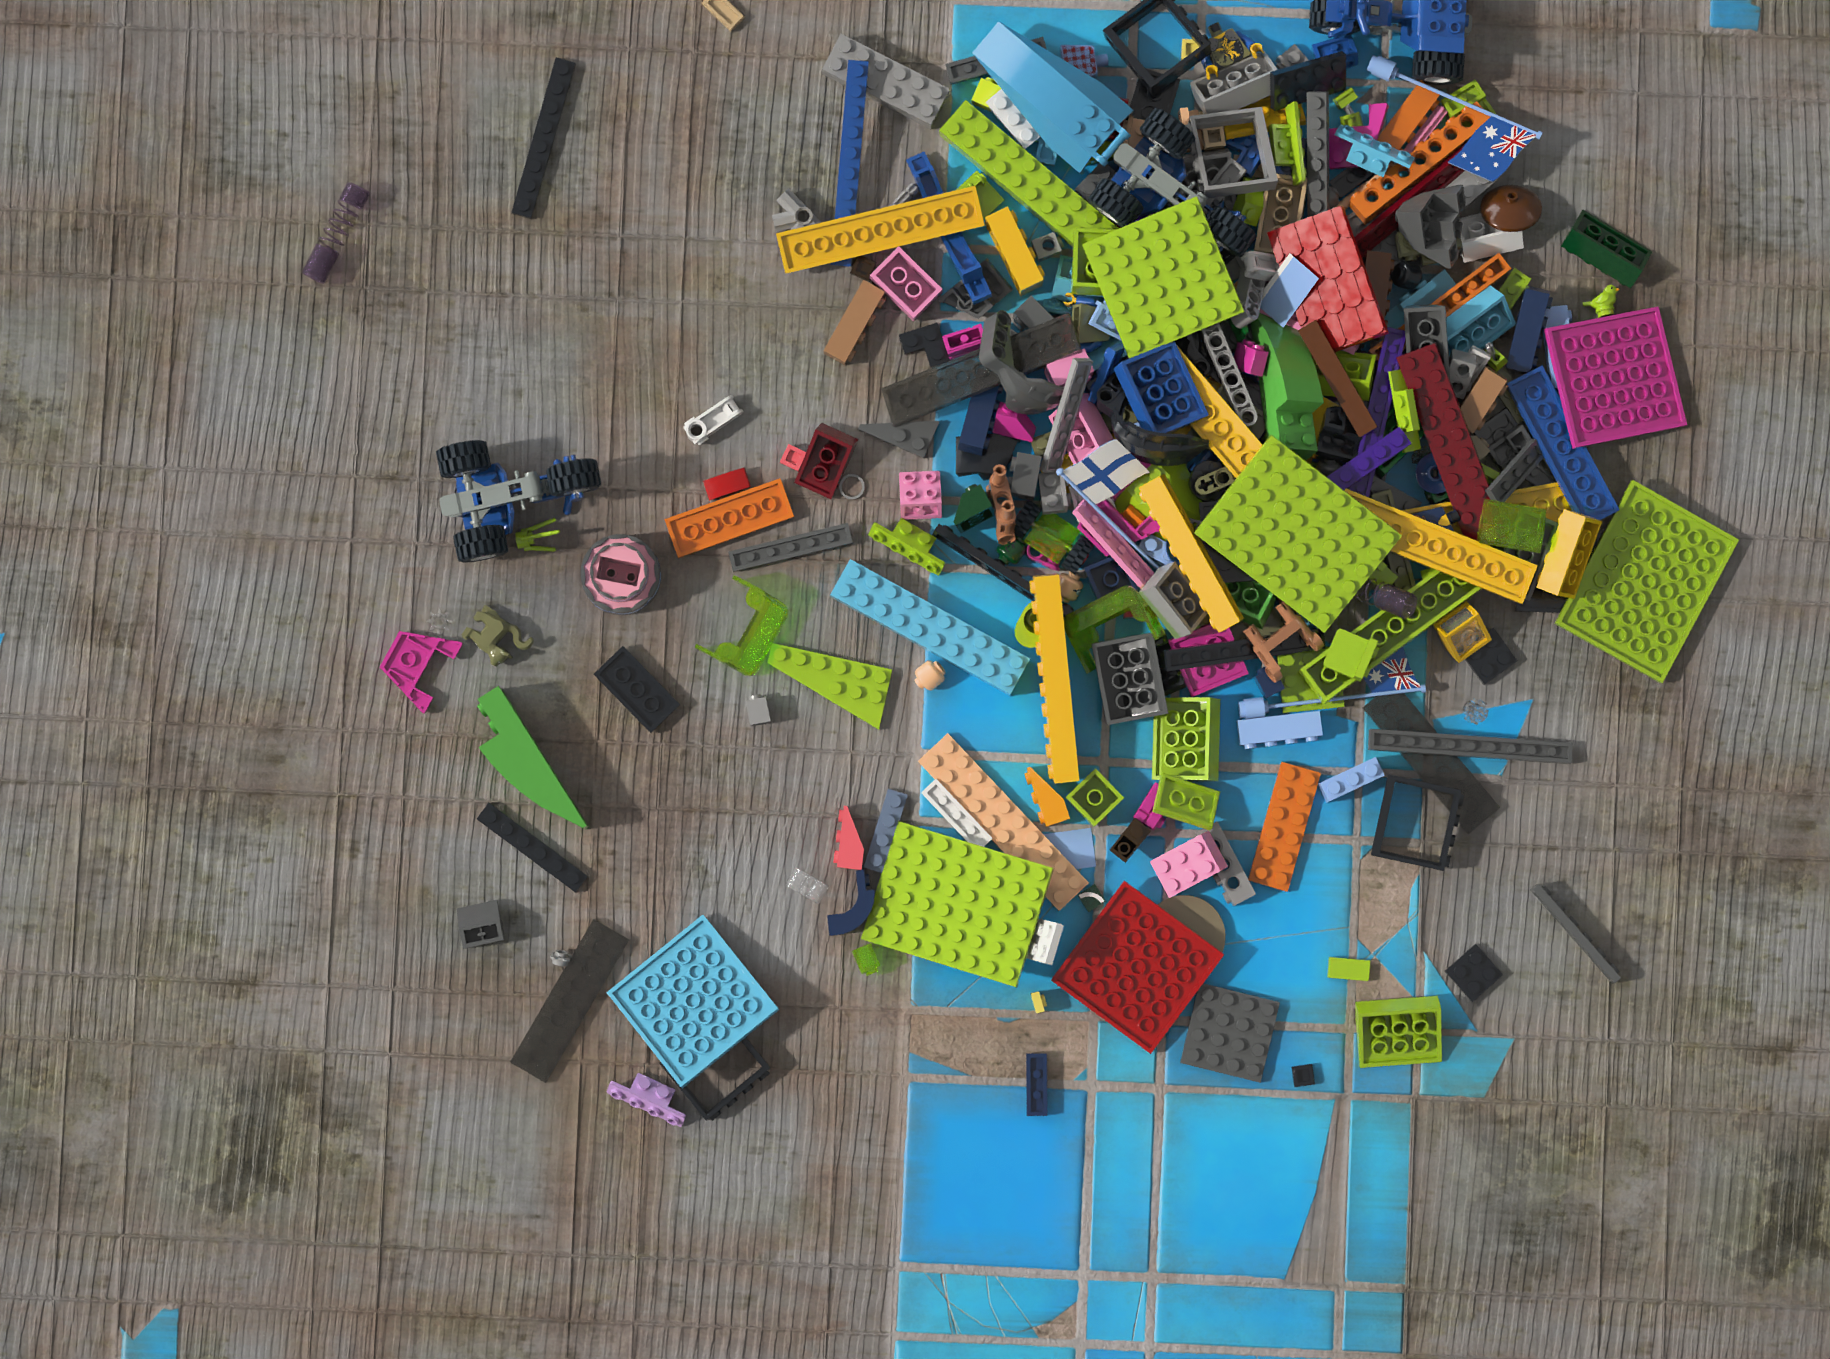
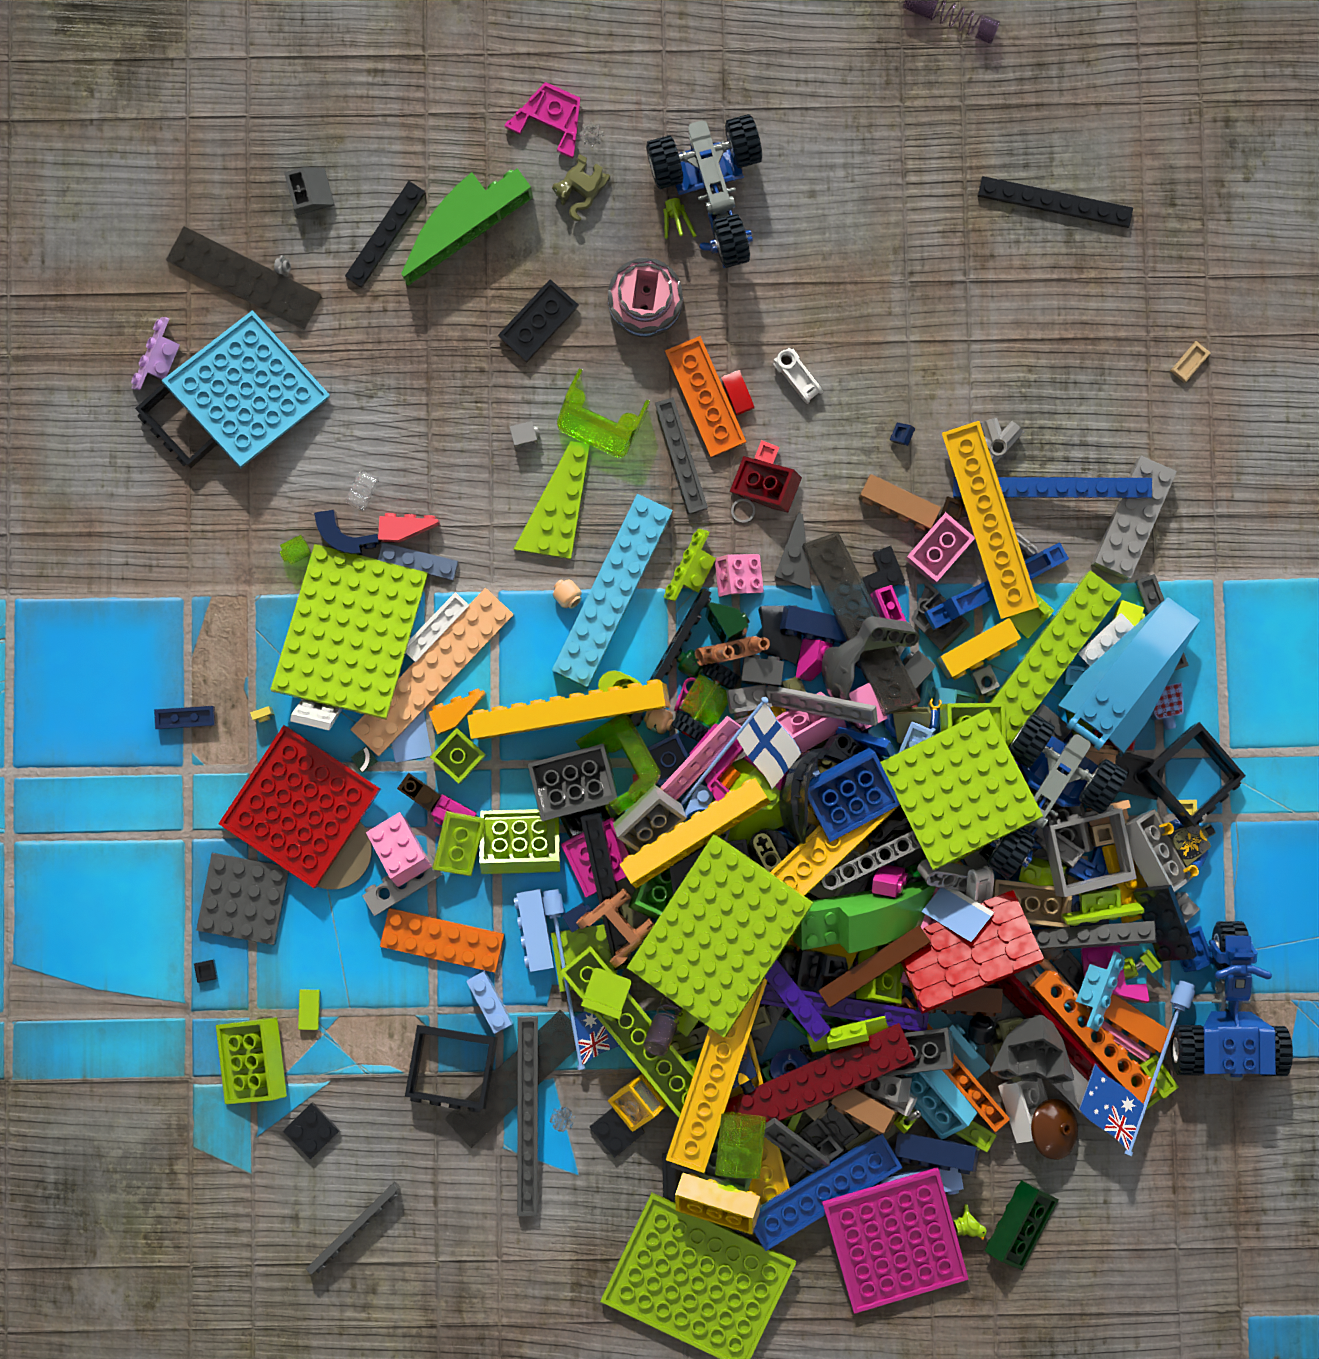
camera: 90 degrees right, 0 degrees up
(782, 314) = (902, 434): none -> dark blue plate

